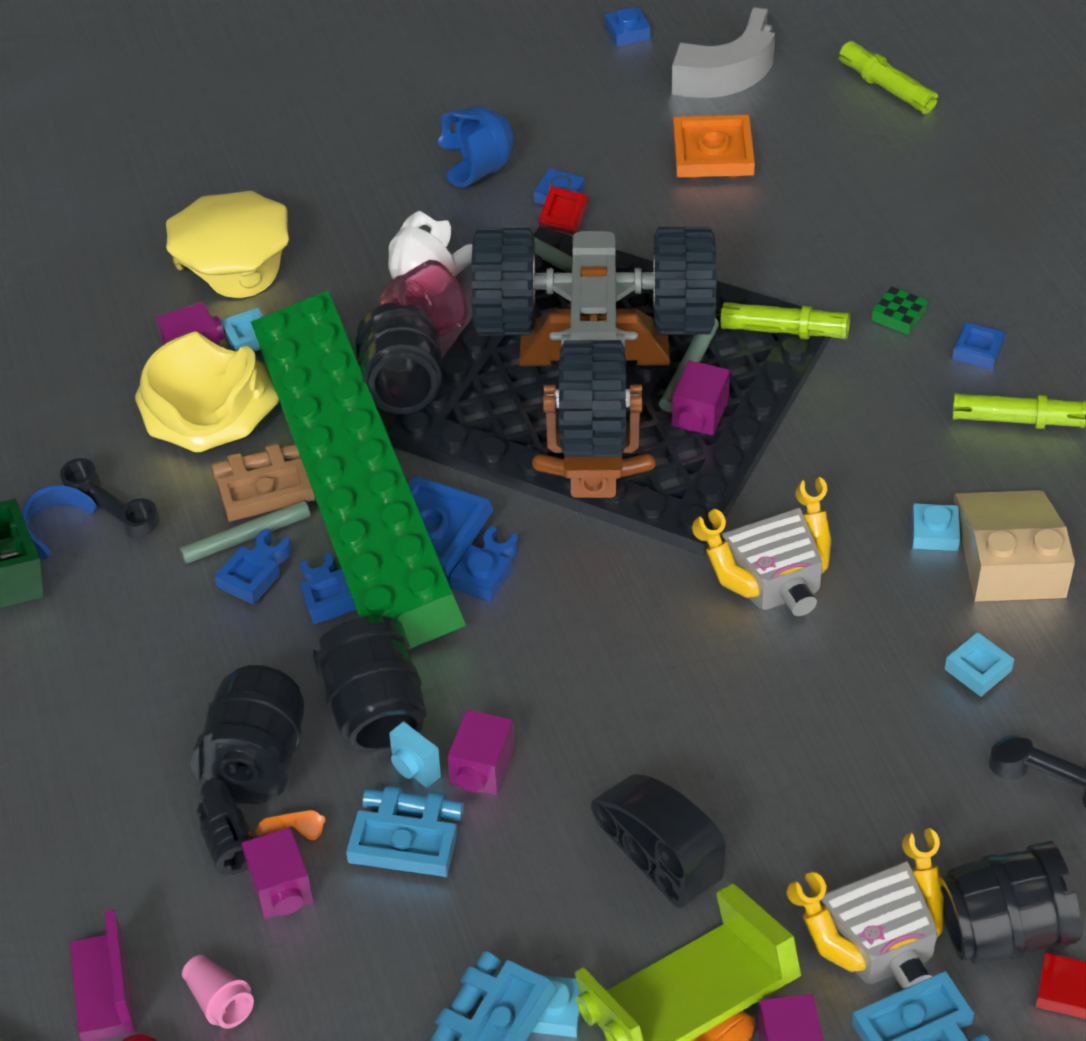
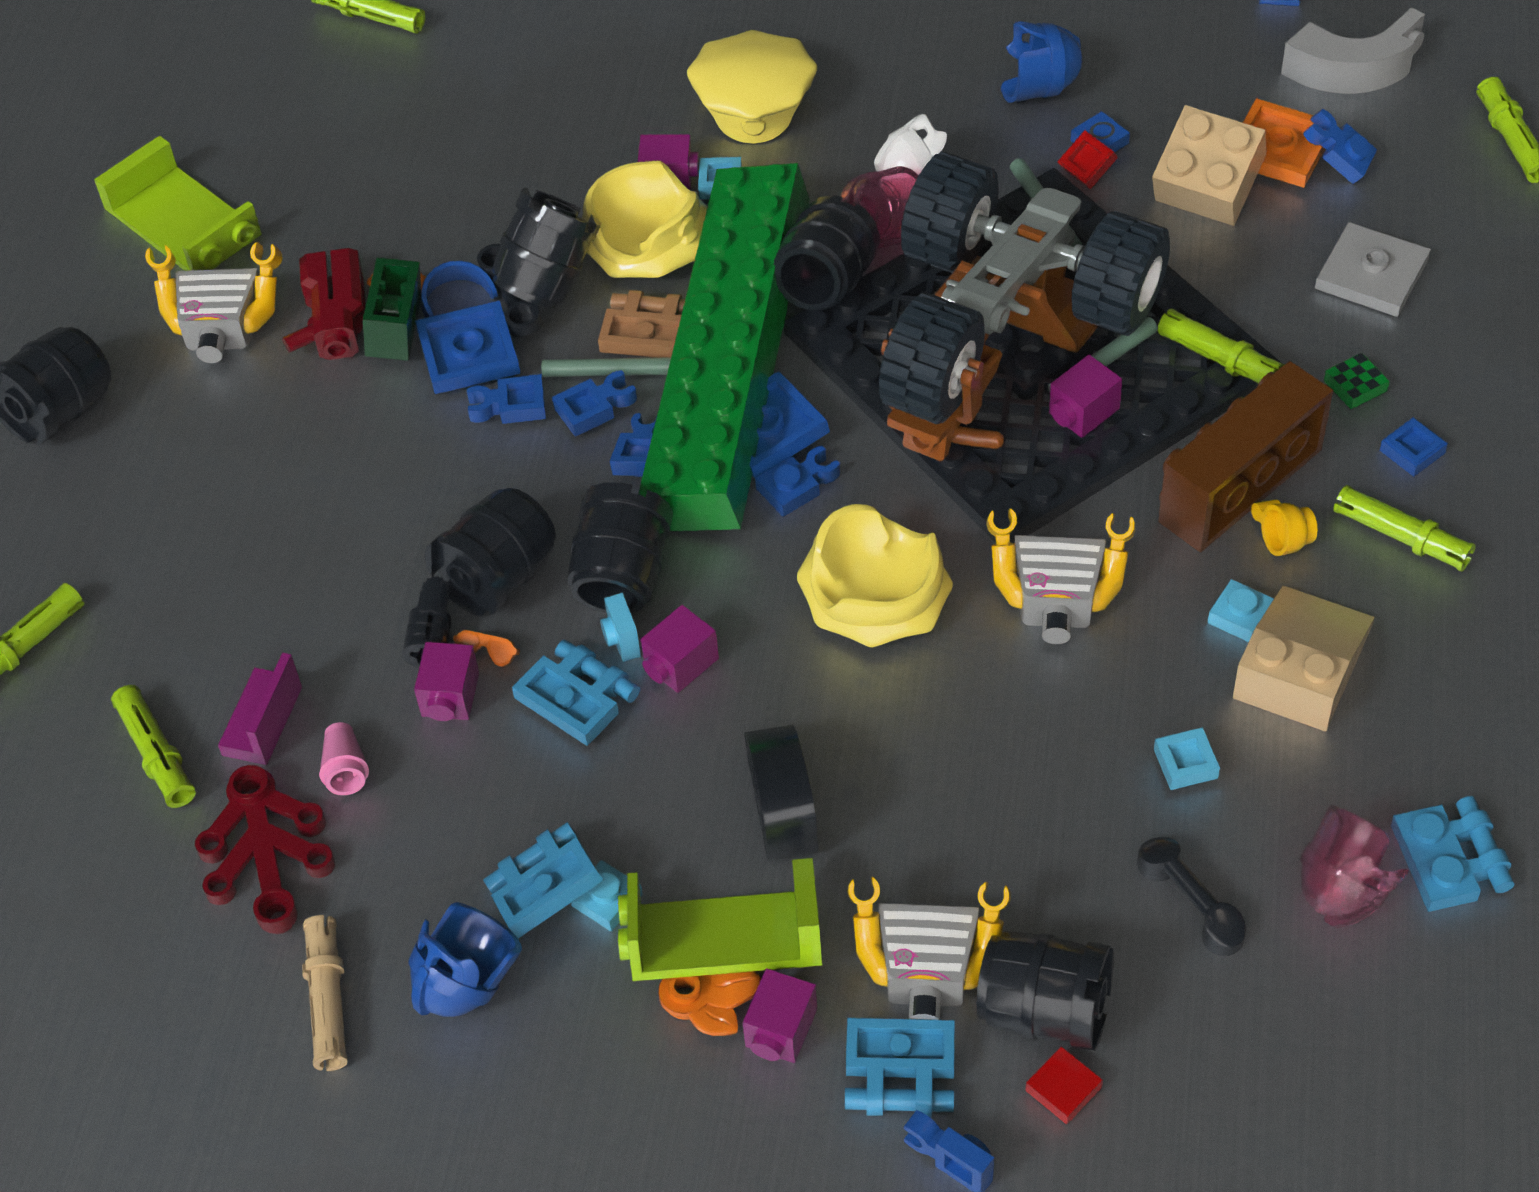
camera: 30 degrees right, 5 degrees up
(99, 563) = (467, 347): none -> blue plate
(132, 444) = (543, 249): none -> black piece
(174, 592) = (514, 400): none -> blue plate
(617, 620) = (873, 577): none -> light yellow piece
(676, 179) = (1209, 165): none -> tan brick
(770, 133) = (1344, 146): none -> blue plate
(852, 219) = (1372, 269): none -> light grey plate
(863, 397) = (1243, 455): none -> reddish brown brick
(925, 445) = (1285, 526): none -> yellow piece

